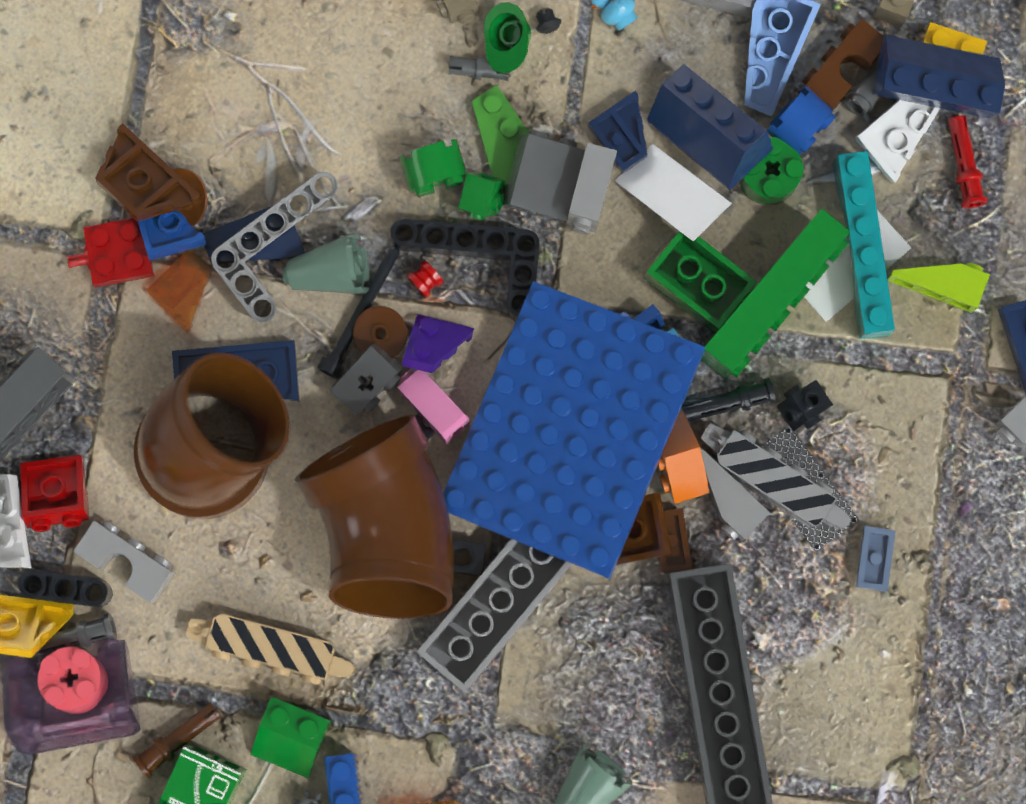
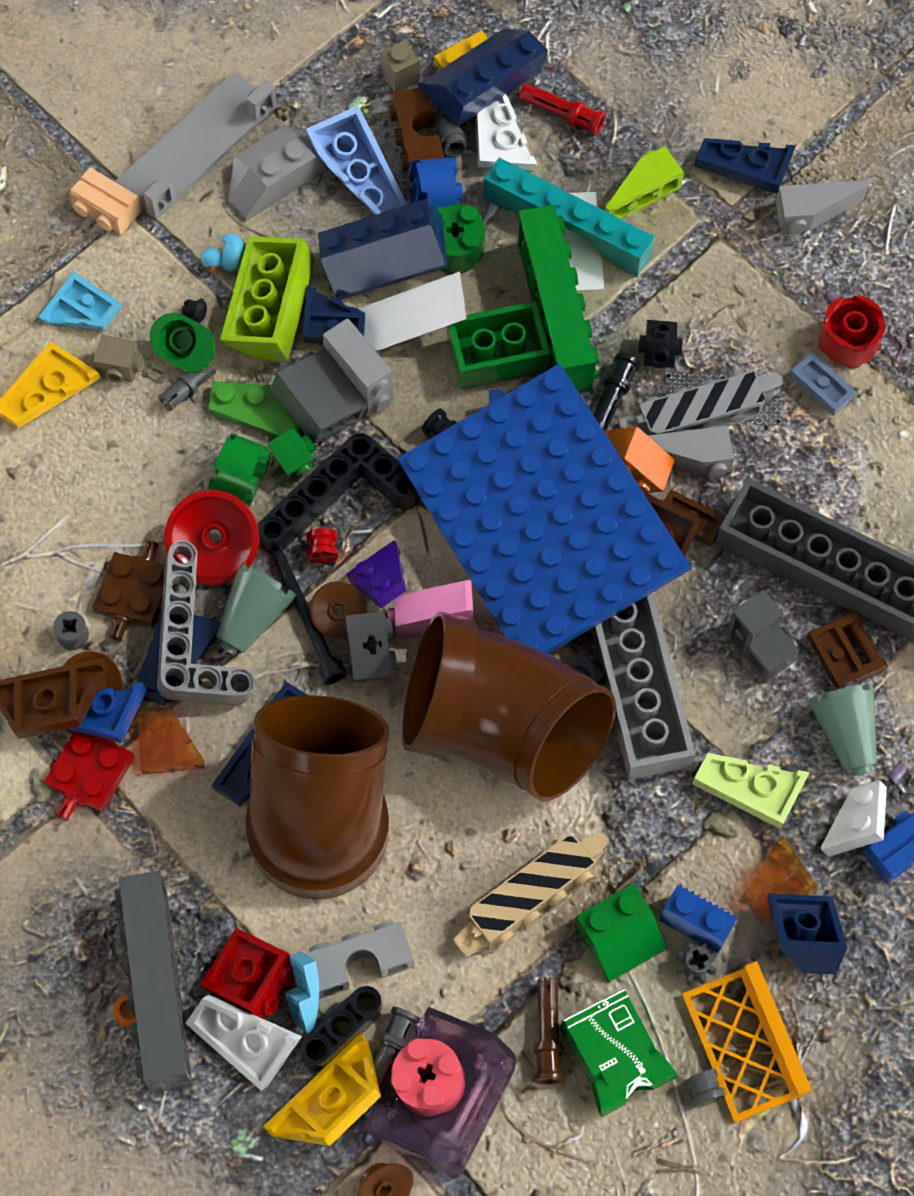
camera: 50 degrees left, 15 degrees down
(67, 543) = (304, 999): none -> medium azure slope
(213, 155) = (74, 637): none -> dark grey wheel
(280, 166) = (131, 590): none -> reddish brown plate
(352, 206) = (209, 511): none -> red dish
(482, 752) = (753, 788): none -> yellowish green wing
(595, 289) = (437, 423): none -> black wheel
(598, 70) = (268, 297): none -> lime slope
(608, 672) = (758, 636): none -> dark grey brick
(644, 739) = (838, 654): none -> reddish brown plate
(951, 536) = (852, 331): none -> red brick

